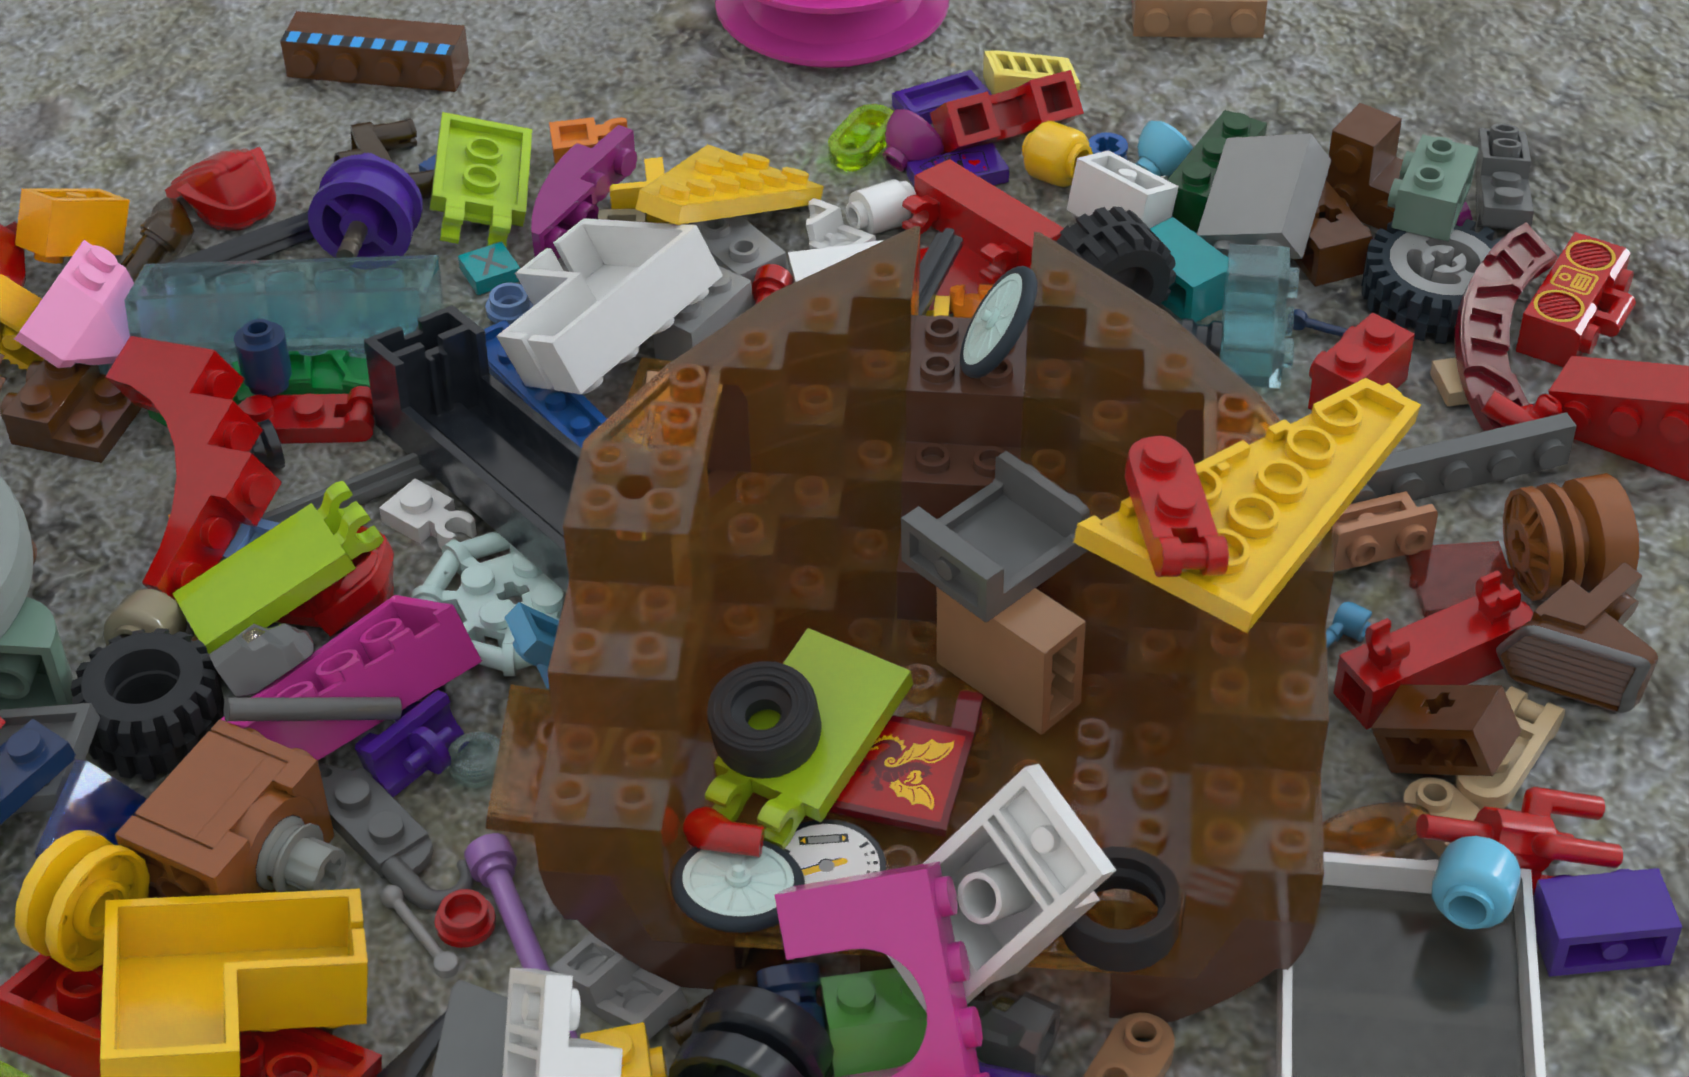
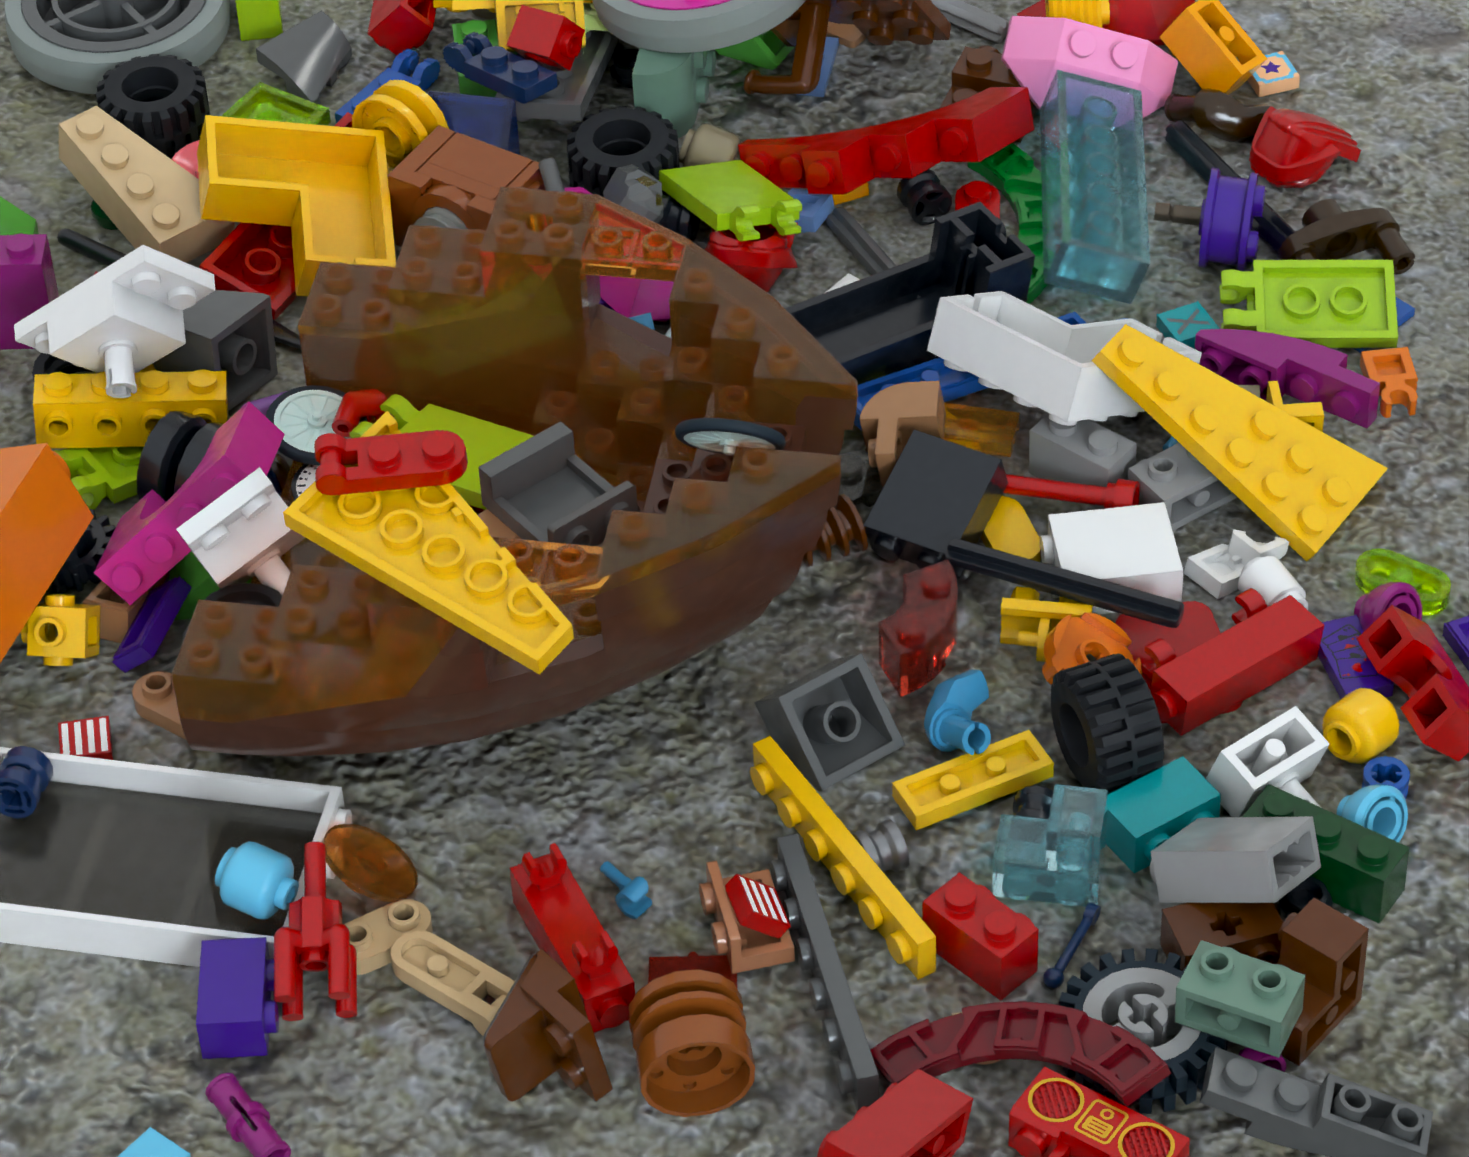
camera: 95 degrees right, 0 degrees up
(263, 357) = (1015, 174): dark blue brick -> none
(771, 750) = (443, 401): black tyre -> none
(1386, 499) = (757, 906): none -> red tile
(1428, 726) = (458, 914): reddish brown brick -> none
(1509, 413) = (888, 1047): red arm -> none

